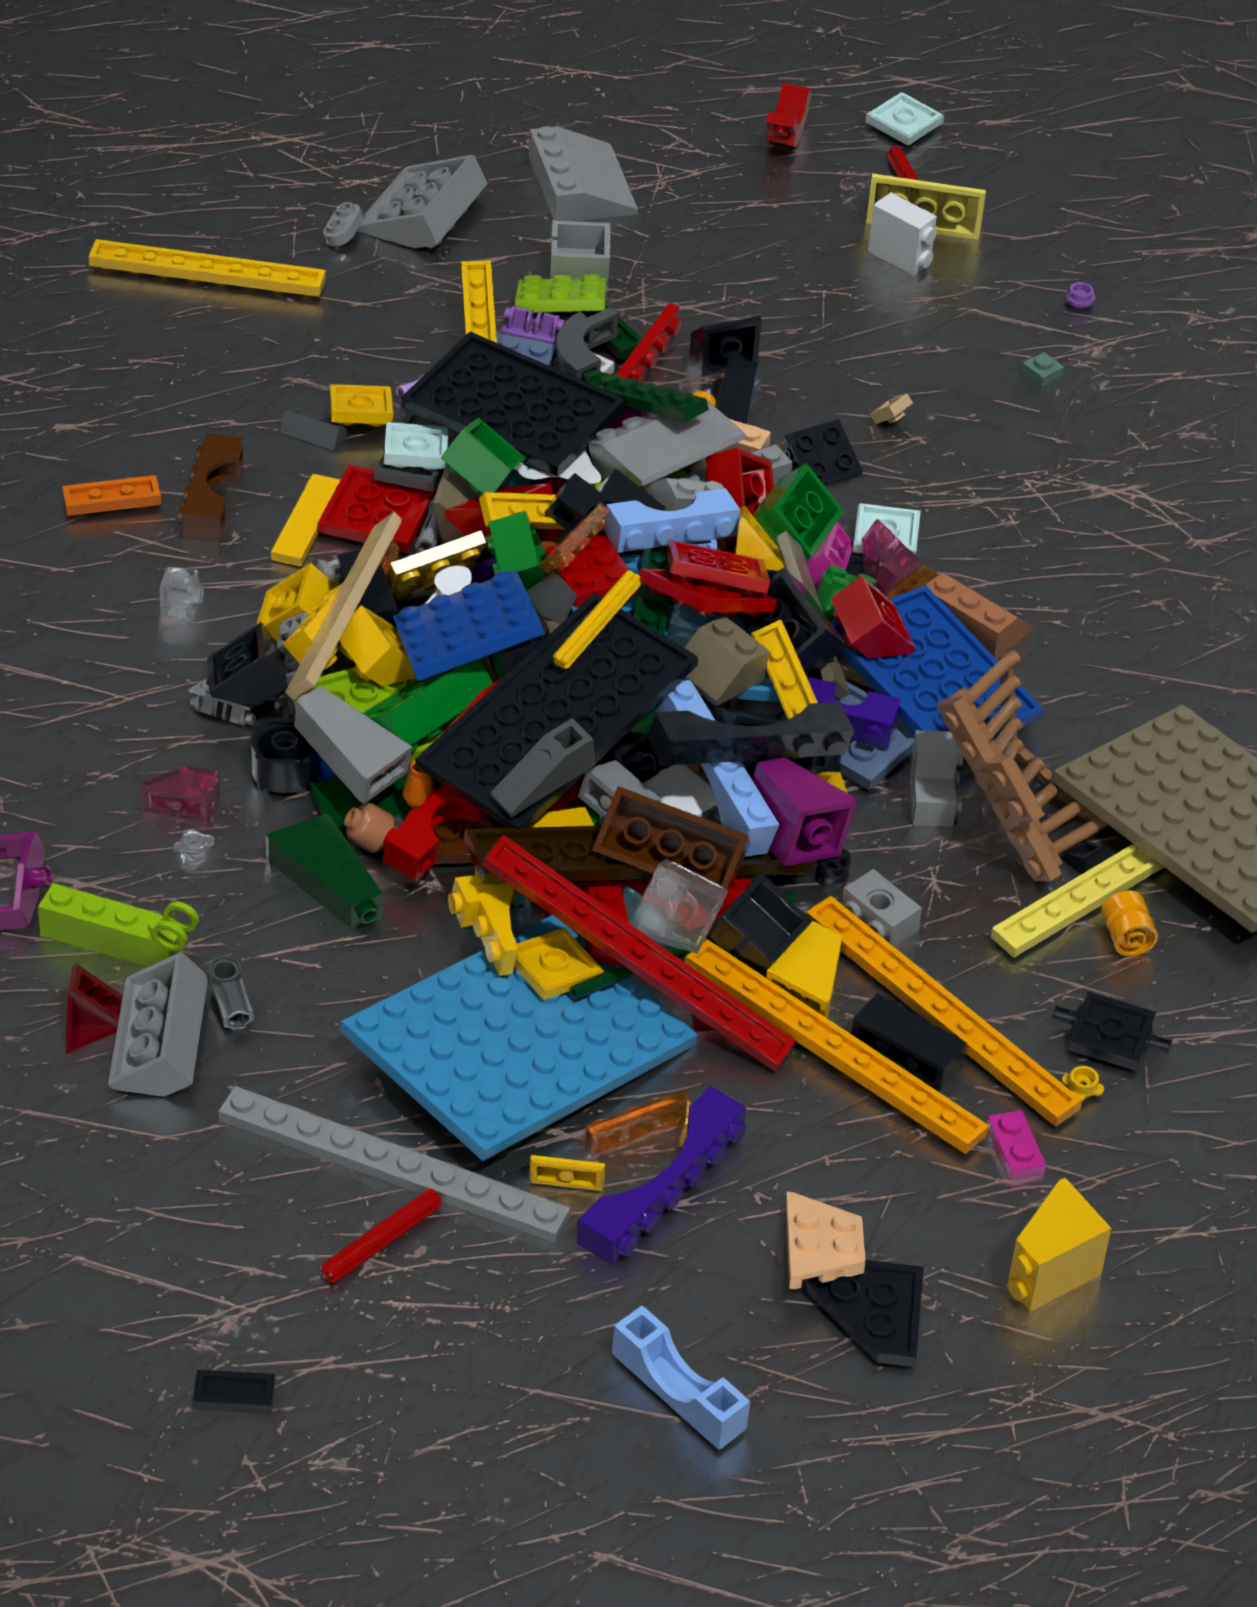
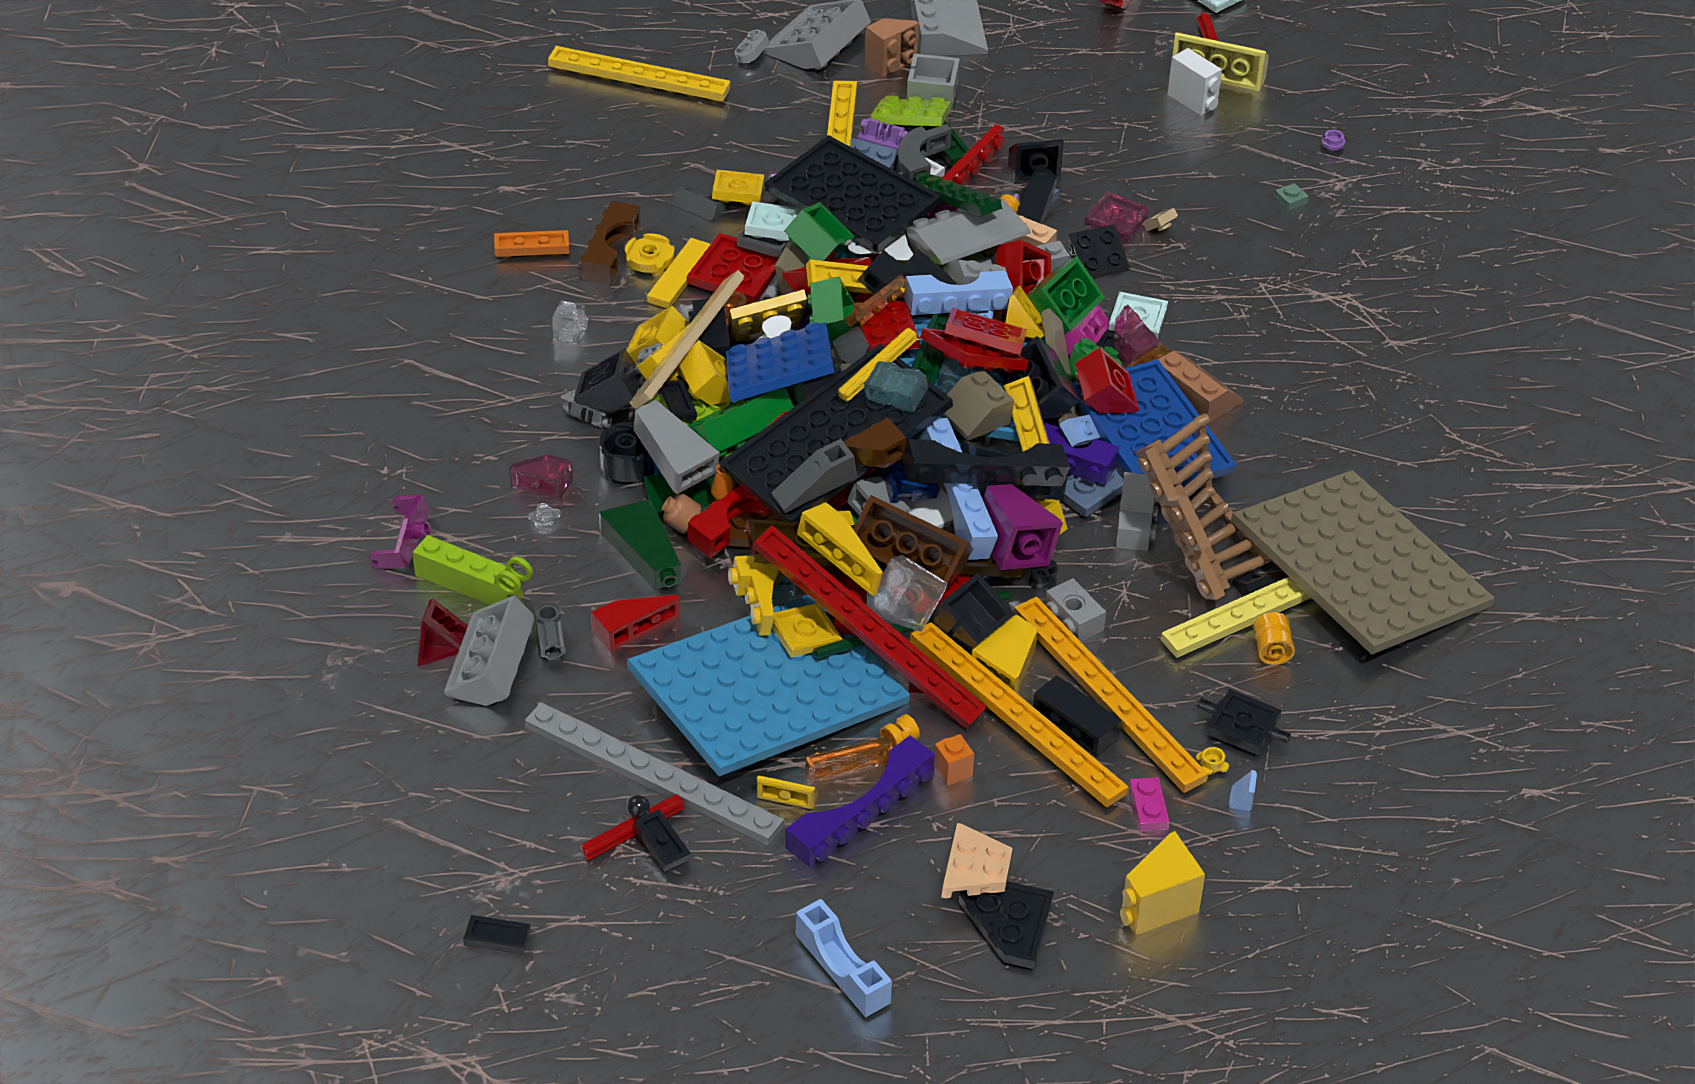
camera: 10 degrees right, 0 degrees up
(252, 506) = (638, 254): none -> yellow plate
(331, 967) = (631, 618): none -> red slope
(343, 682) = (677, 400): none -> black tile
(416, 1242) = (657, 834): none -> black plate
(520, 211) = (890, 45): none -> nougat slope
(589, 852) = (837, 541): none -> yellow slope
(618, 721) = (877, 445): none -> reddish brown slope
(626, 645) = (896, 386): none -> clear light blue brick
(644, 768) = (898, 486): none -> clear blue wing
(696, 1080) = (900, 730): none -> light orange wheel
(768, 1111) = (953, 759): none -> orange brick
(835, 401) = (1119, 211): none -> clear pink plate
(848, 682) = (1079, 430): none -> light blue plate
(1128, 1119) = (1243, 792): none -> light blue slope

